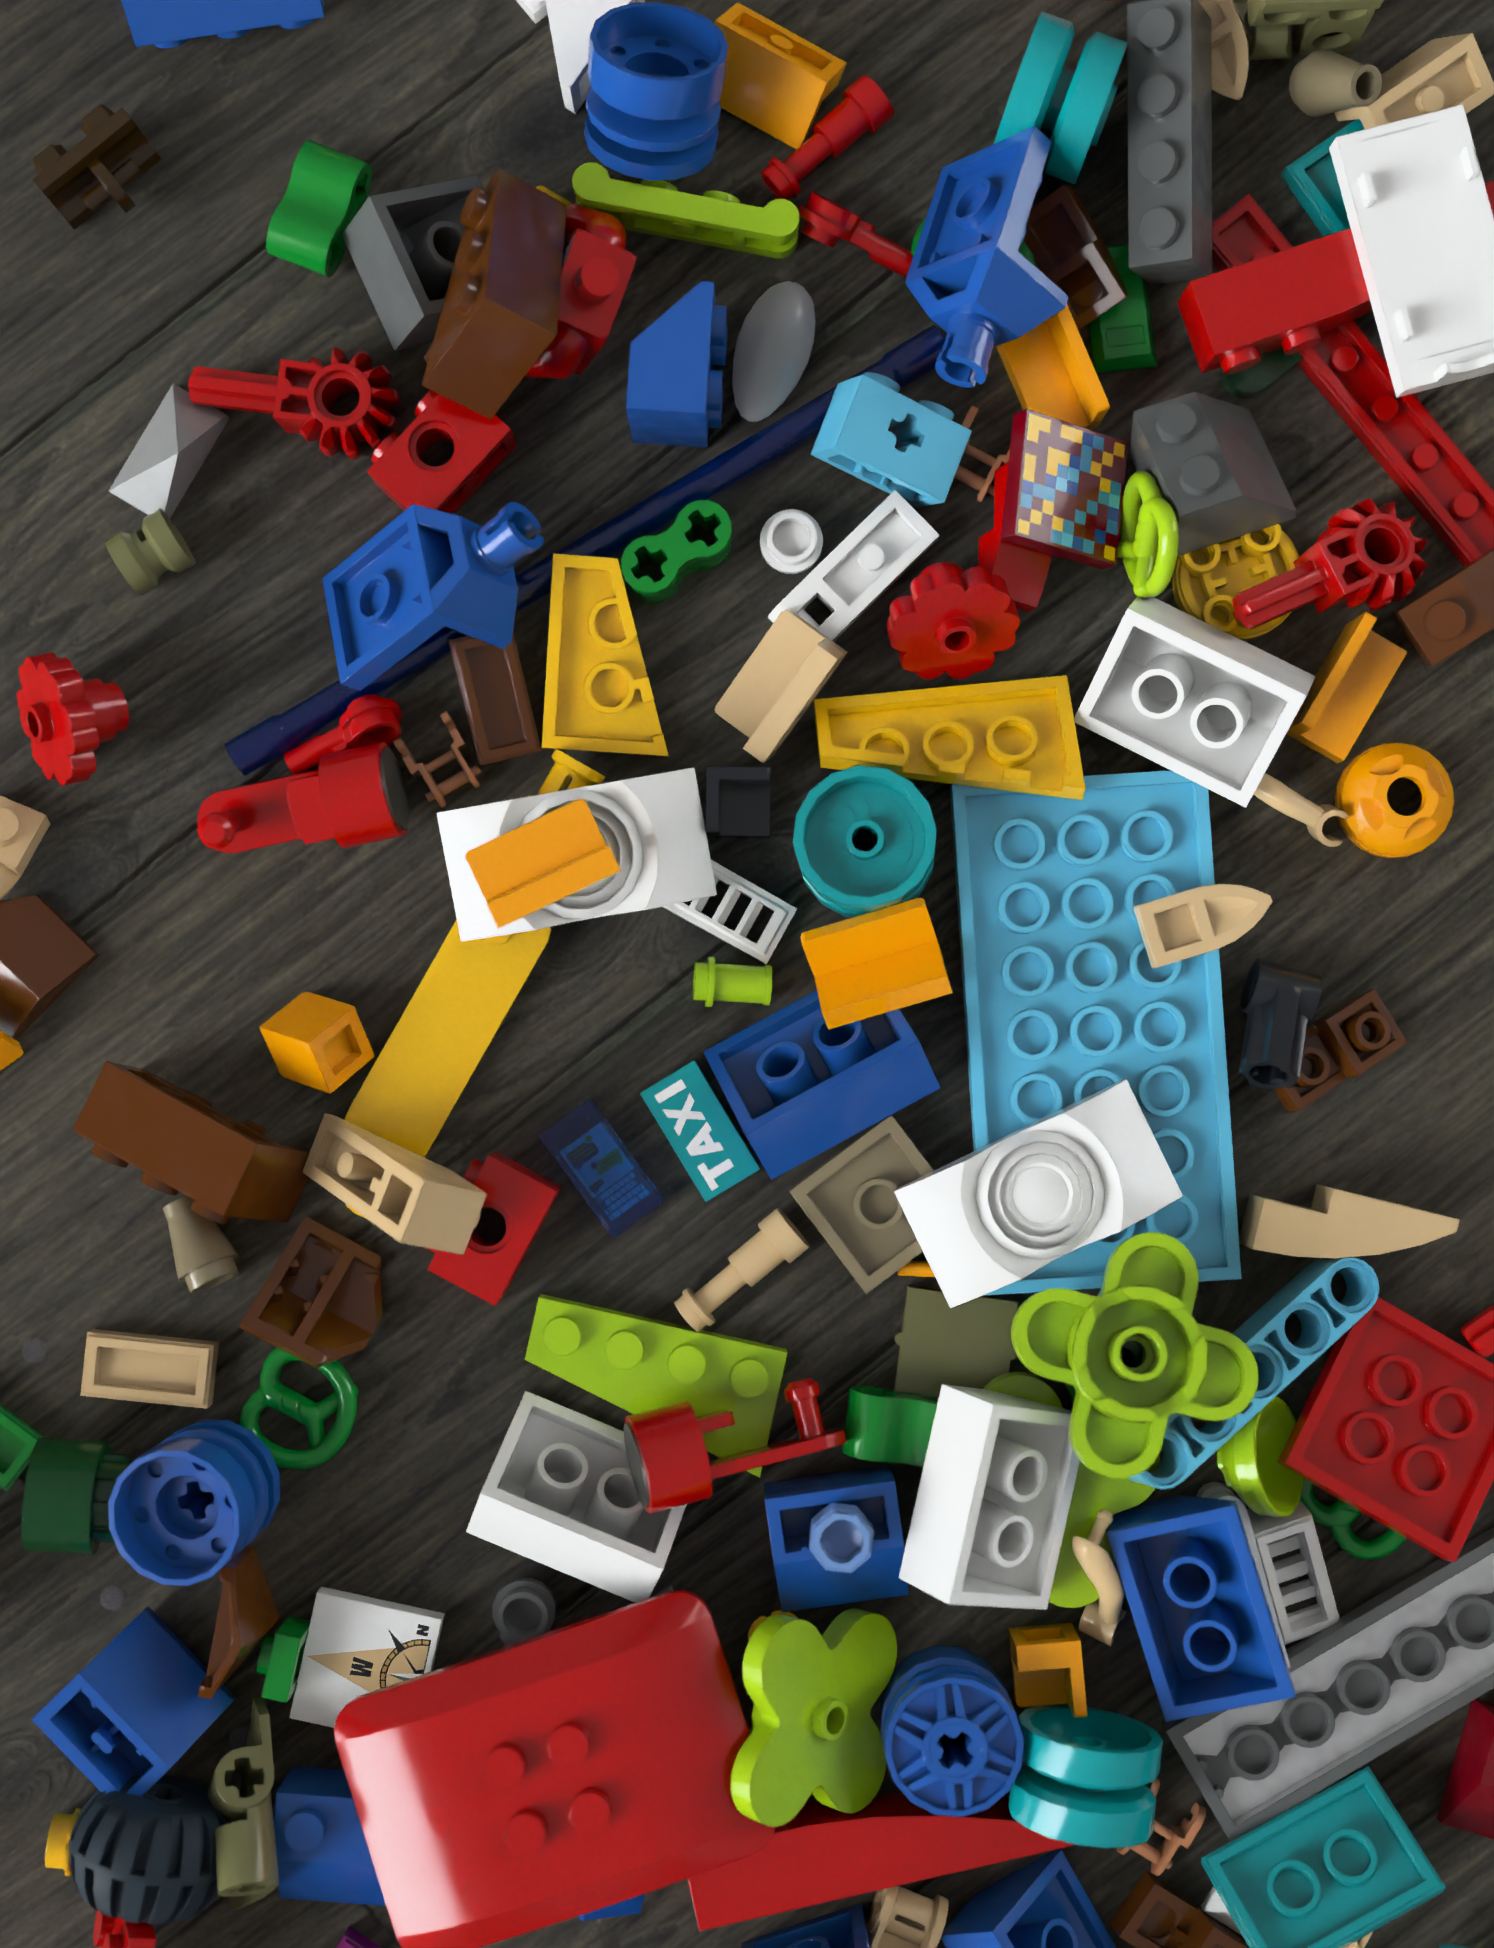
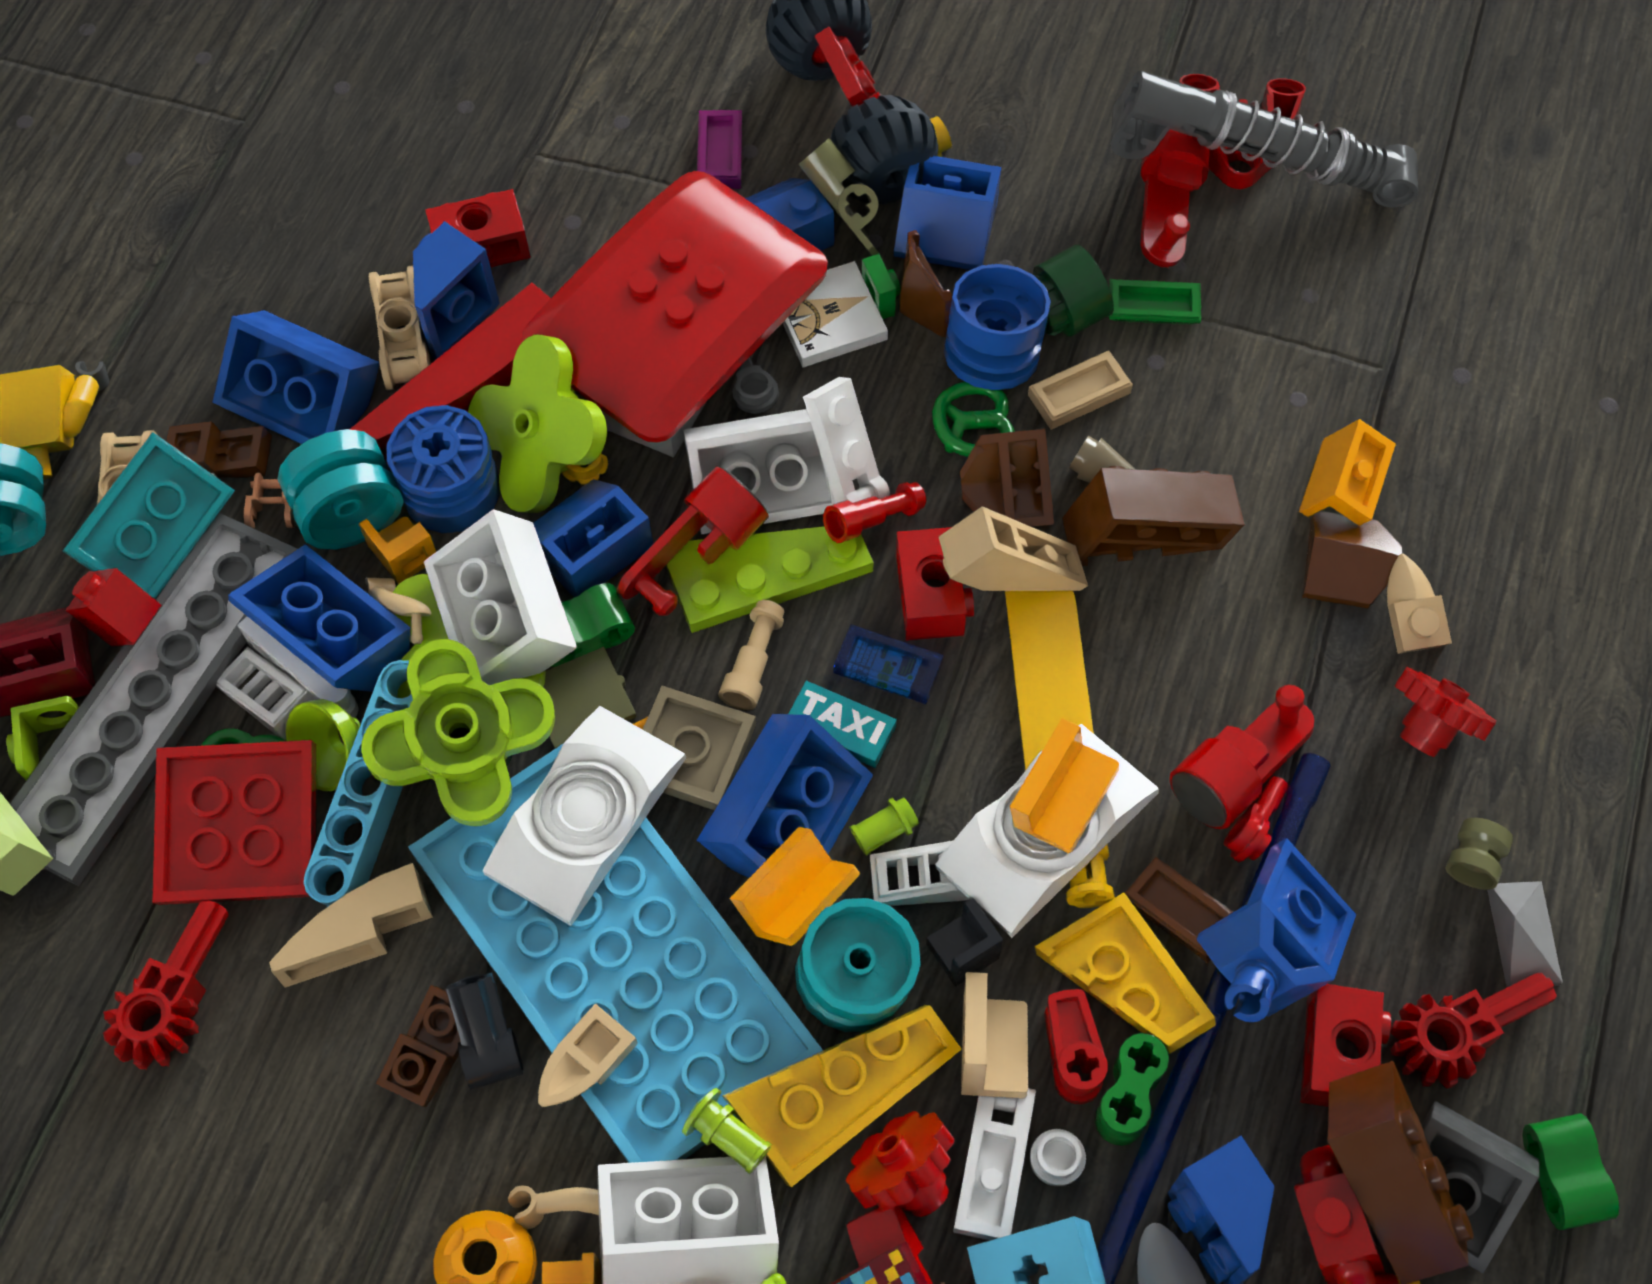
camera: 145 degrees right, 25 degrees down
(317, 1041) = (1125, 623): light orange panel -> none
(438, 791) = (1189, 833): nougat piece -> none
(482, 1451) = (844, 442): none -> white plate
(539, 1358) = (848, 519): none -> red piece
(698, 636) = (1074, 1042): none -> red piece
(841, 1537) = (585, 518): medium blue tile -> none
(1104, 756) = (726, 1131): none -> lime pin
(1417, 1781) = (112, 606): none -> red brick

